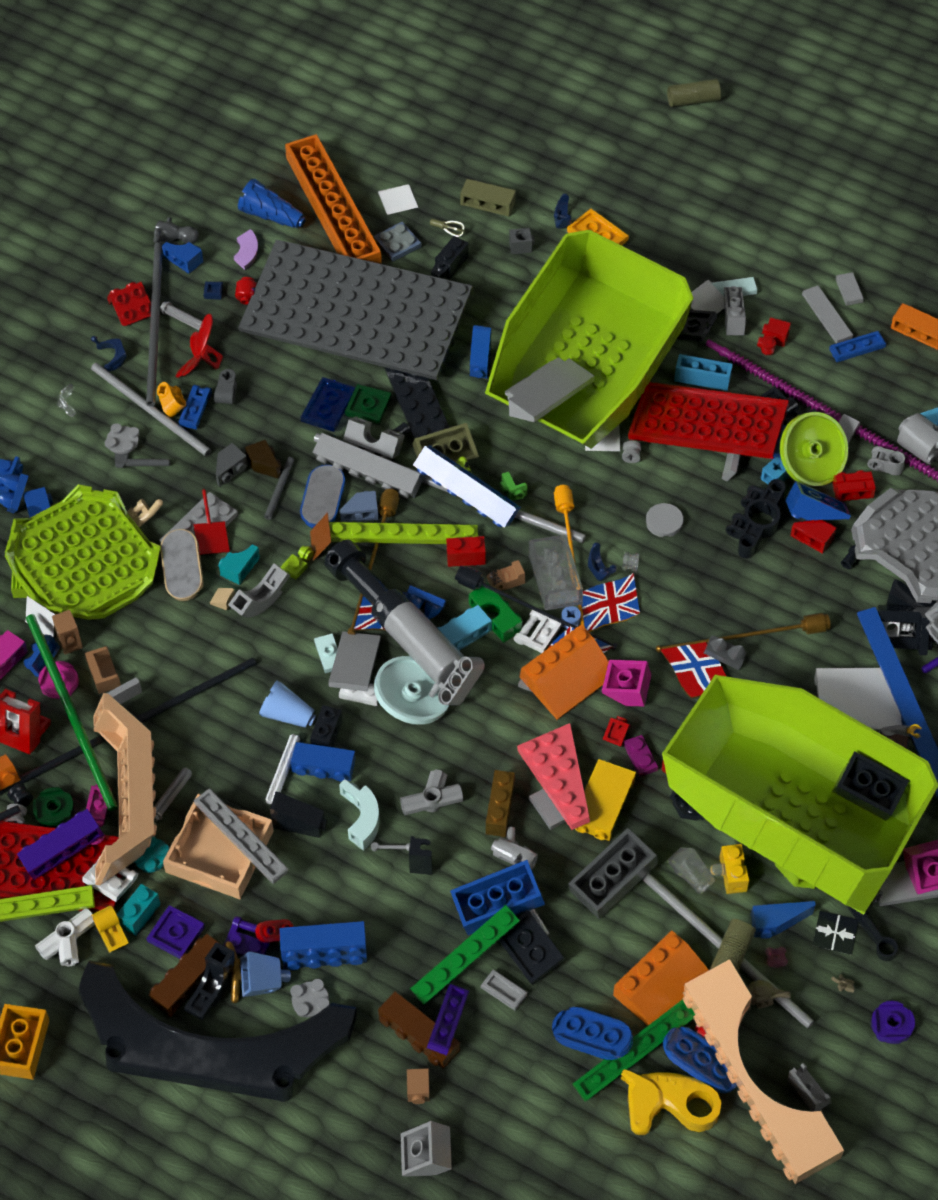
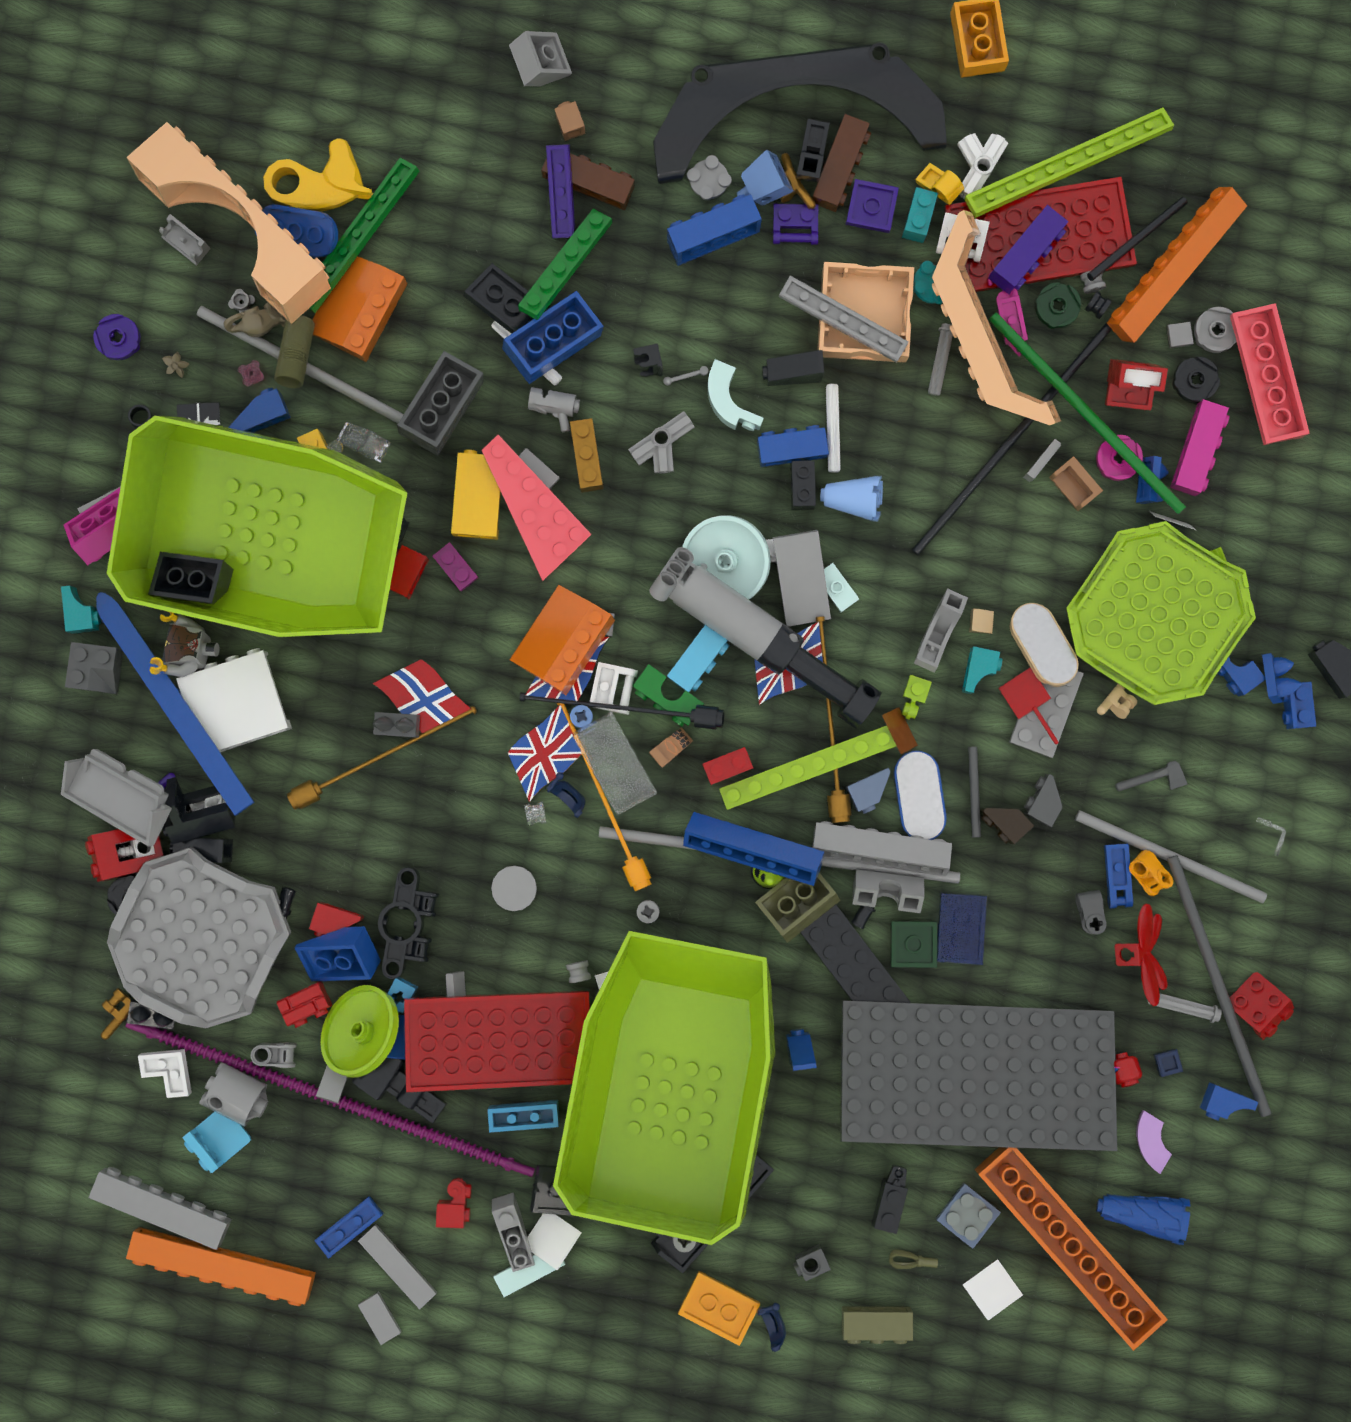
camera: 160 degrees right, 30 degrees up
(67, 632) = (1134, 510): medium nougat panel -> none
(120, 354) = (1240, 922): dark blue helmet -> none
(122, 439) = (1185, 800): light grey piece -> none
(170, 231) = (1259, 1134): dark grey animal -> none
(274, 930) = (767, 236): red plate -> none
(433, 604) = (760, 687): blue tile -> none
(504, 990) = (518, 252): light grey tile -> none
(513, 491) = (709, 874): bright green bracket -> none
(546, 389) = (696, 1003): light grey slope -> none
(564, 475) = (647, 908): none -> light grey wheel
(592, 1033) = (413, 225): blue tile -> none
(616, 731) = (488, 586): red bracket -> none
(627, 682) = (493, 646): dark pink slope -> none
(769, 1014) = (240, 295): none -> light grey plate

